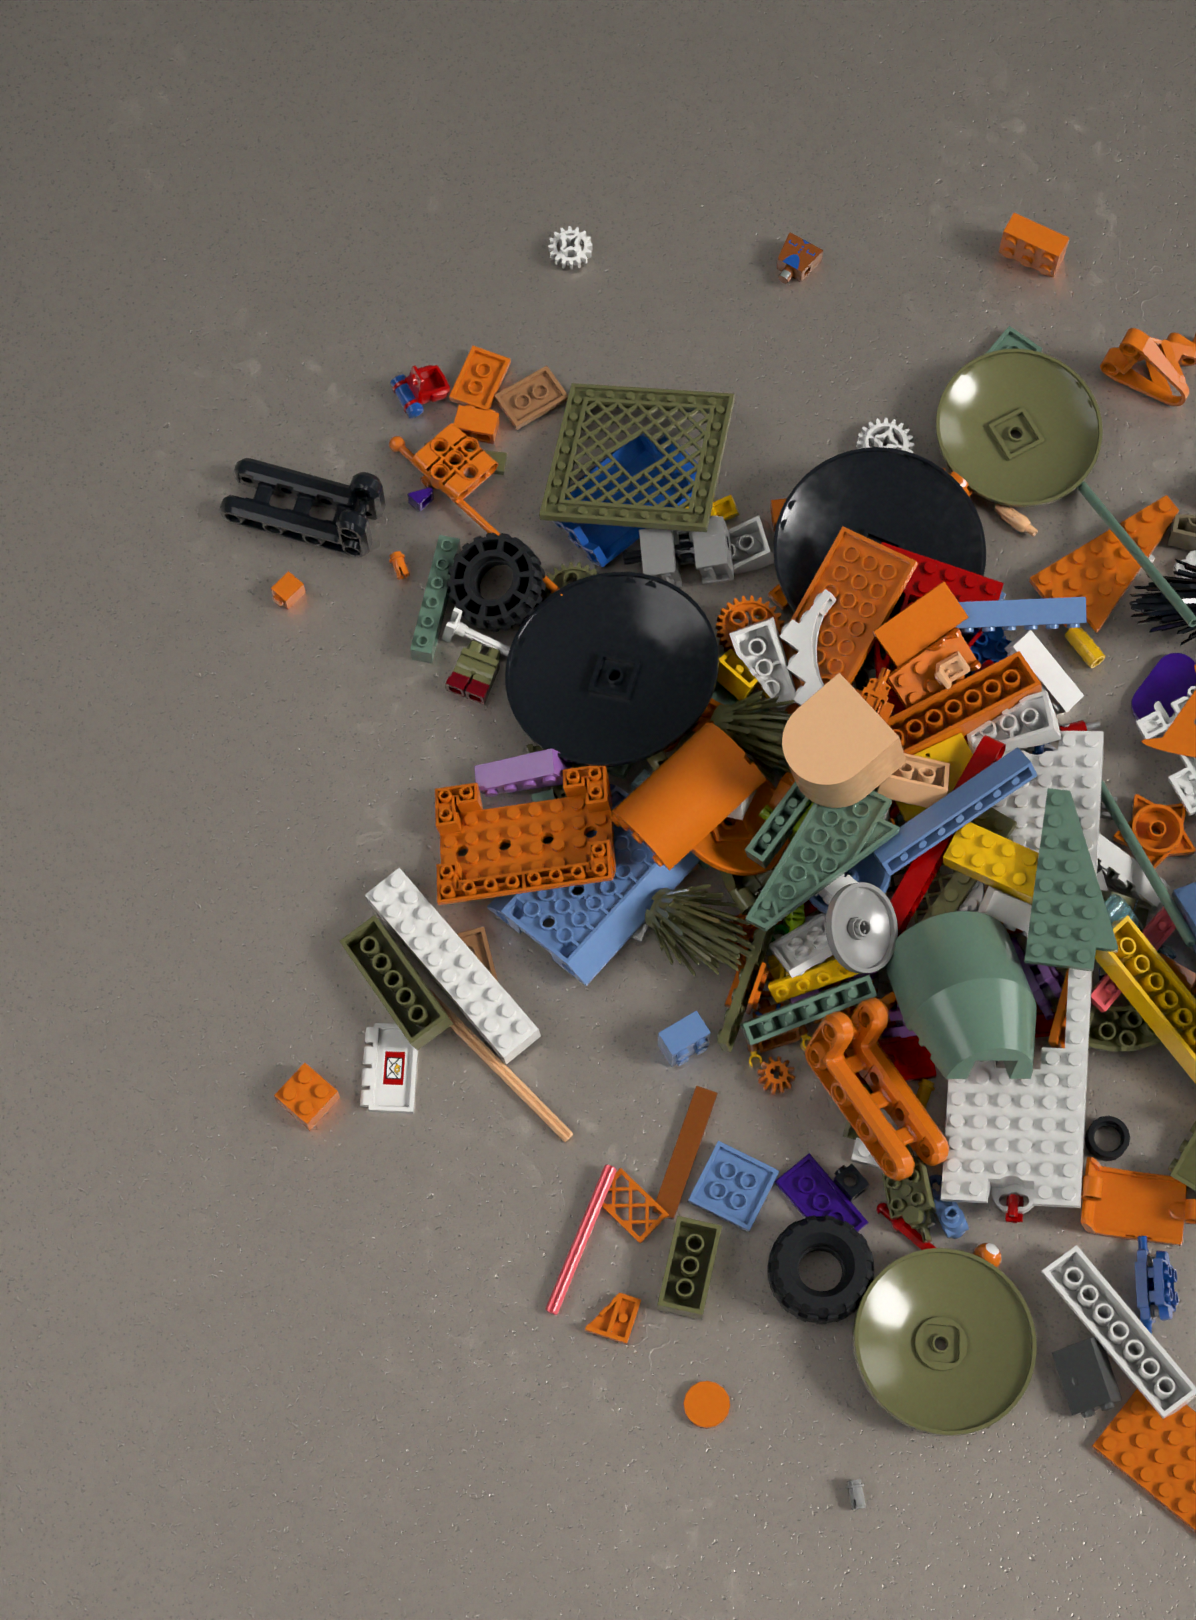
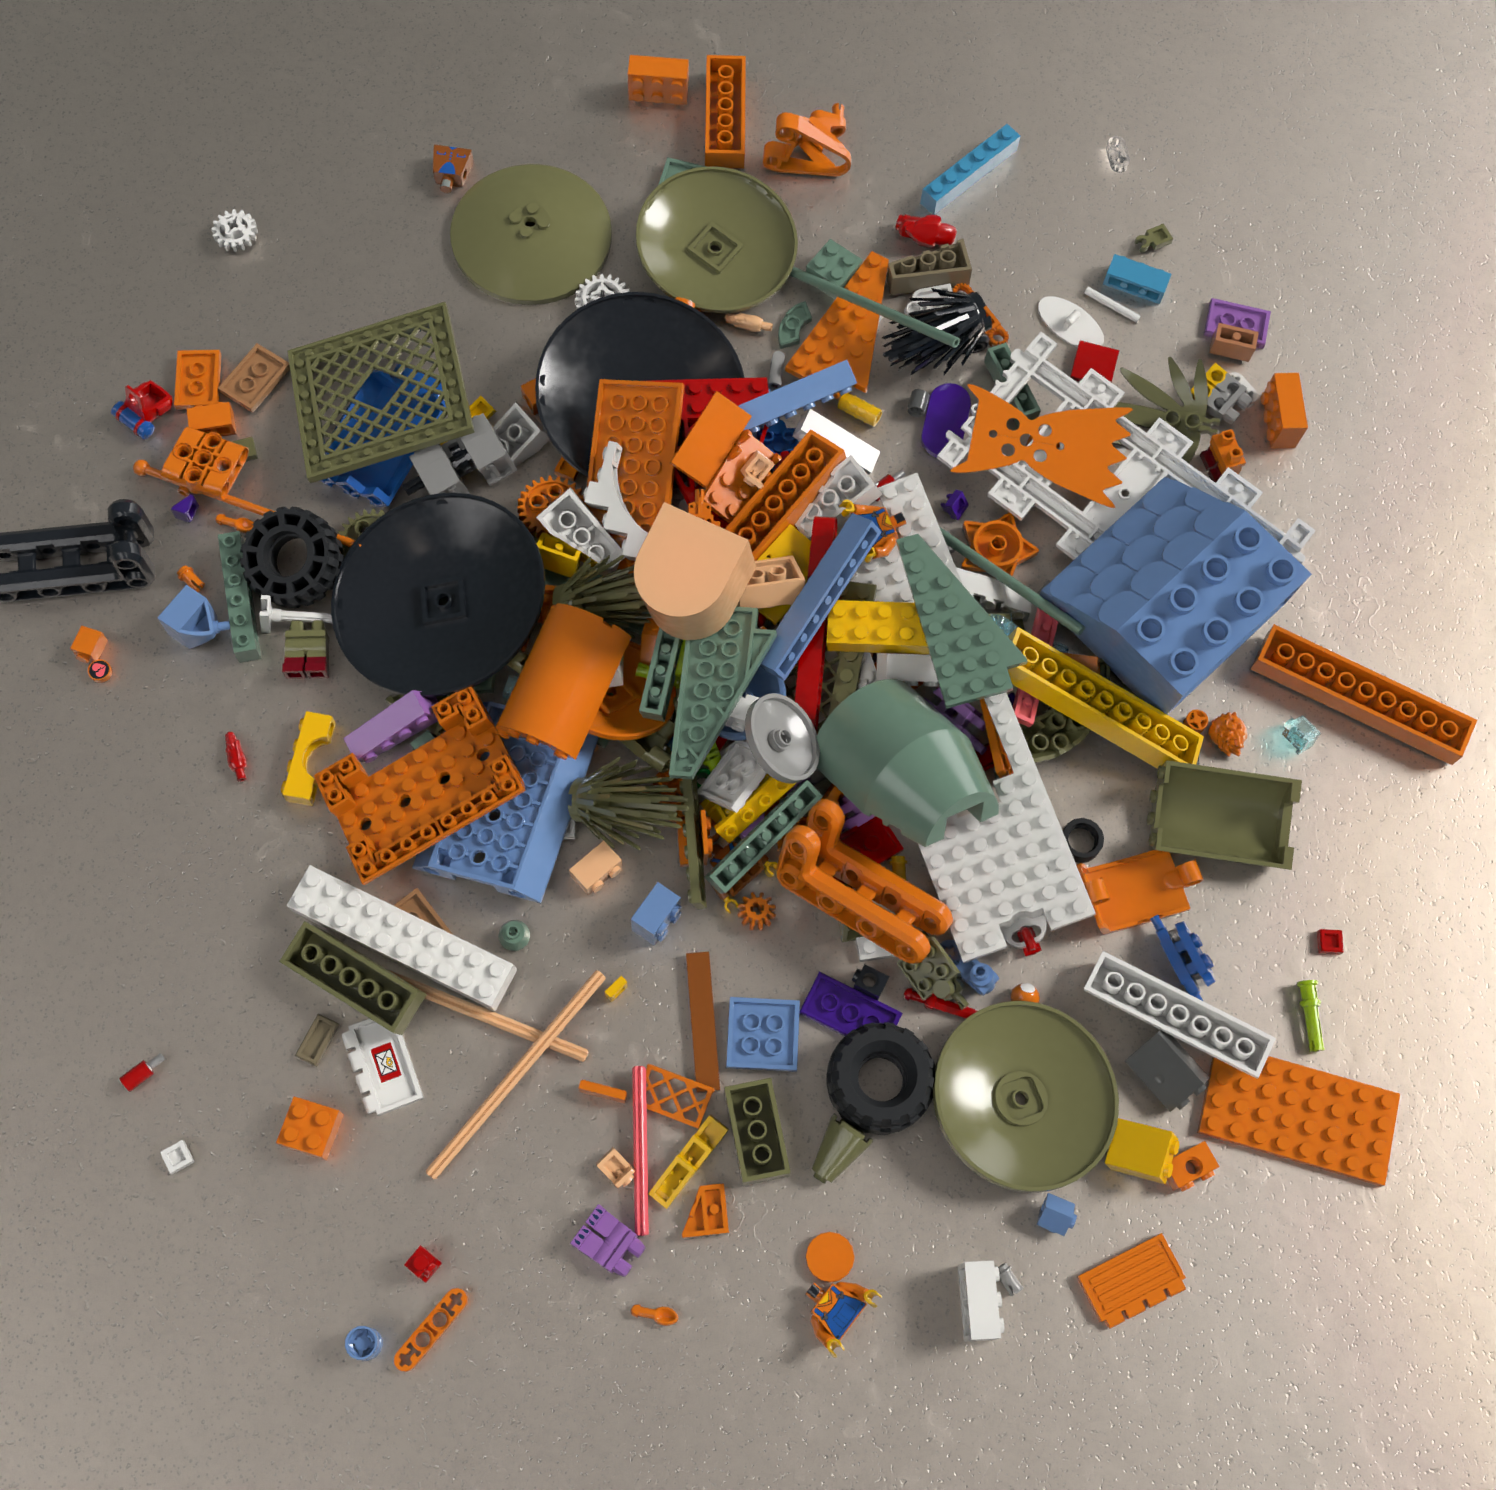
camera: 30 degrees left, 0 degrees up
(184, 987) = (140, 1073): none -> red piece
(187, 1072) = (177, 1157): none -> white plate
(278, 1296) = (363, 1343): none -> medium blue wheel
(287, 618) = (100, 671): none -> tile
(337, 1307) = (433, 1331): none -> orange beam
(343, 1023) = (317, 1040): none -> dark tan tile
(354, 1252) = (423, 1264): none -> red brick
(374, 743) = (235, 756): none -> red piece
(385, 604) = (191, 619): none -> medium blue piece
(452, 750) = (315, 732): none -> yellow arch
(464, 532) = (240, 524): none -> orange piece
(502, 1126) = (515, 1075): none -> light nougat axle
(524, 1310) = (611, 1250): none -> medium lavender hips
(538, 1387) = (662, 1315): none -> orange piece
(552, 1010) = (517, 940): none -> sand green cone
(553, 1245) = (616, 1168): none -> light nougat bracket
(570, 1174) = (602, 1091): none -> orange tile
(619, 1267) = (688, 1161): none -> yellow slope
(620, 1090) = (616, 989): none -> yellow tile
(649, 976) = (596, 868): none -> light nougat brick
(692, 1451) = (837, 1310): none -> torso
(755, 1315) = (838, 1149): none -> olive cone
(821, 1499) = (980, 1301): none -> white brick
(838, 383) = (537, 261): none -> olive dish
(925, 1458) = (1056, 1214): none -> medium blue brick
(969, 1544) = (1130, 1279): none -> orange hinge
(1021, 577) = (776, 370): none -> light grey bar
(1028, 1437) = (1142, 1151): none -> yellow brick
(1045, 765) = (886, 524): none -> torso
(1057, 537) = (792, 323): none -> sand green tile
(1080, 1464) = (1203, 1162): none -> orange brick
(1085, 300) = (725, 111): none -> orange brick
(1123, 495) = (834, 264): none -> sand green brick
(1135, 775) = (955, 505): none -> dark purple tile
(1144, 662) = (918, 403): none -> dark grey beam

